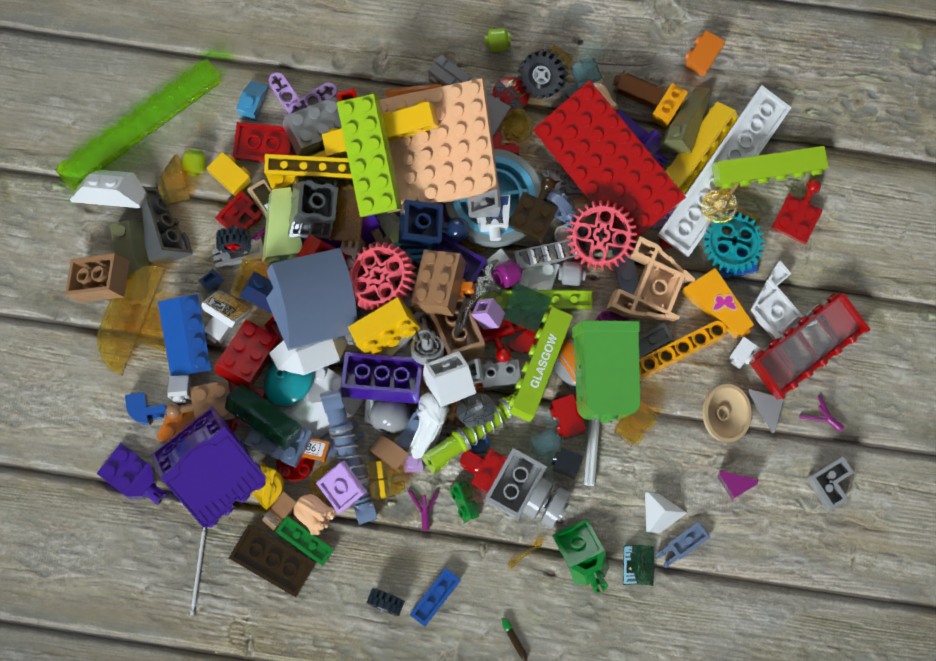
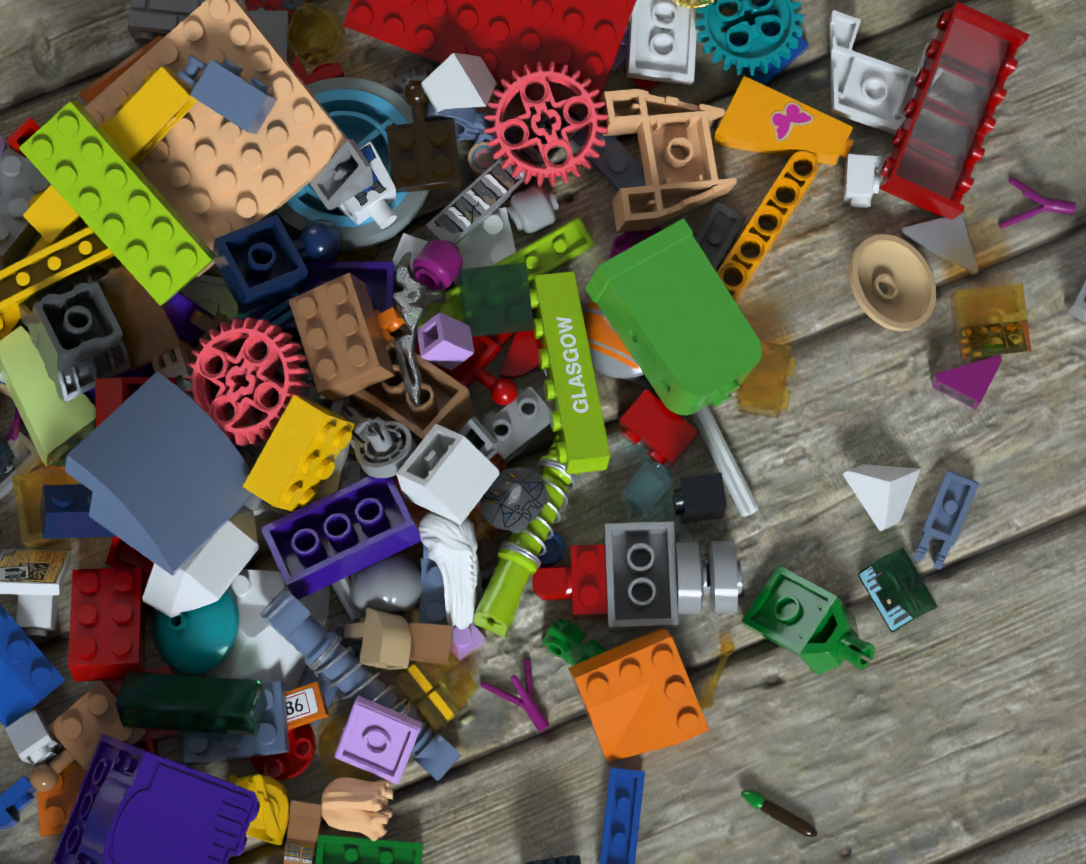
camera: 30 degrees left, 0 degrees up
(372, 441) = (383, 639): none -> tan brick
(453, 132) = (229, 93): none -> sand blue brick
(479, 541) = (639, 697): none -> orange slope
(571, 191) = (459, 83): none -> white slope
(764, 461) = (990, 321): none -> clear yellow slope

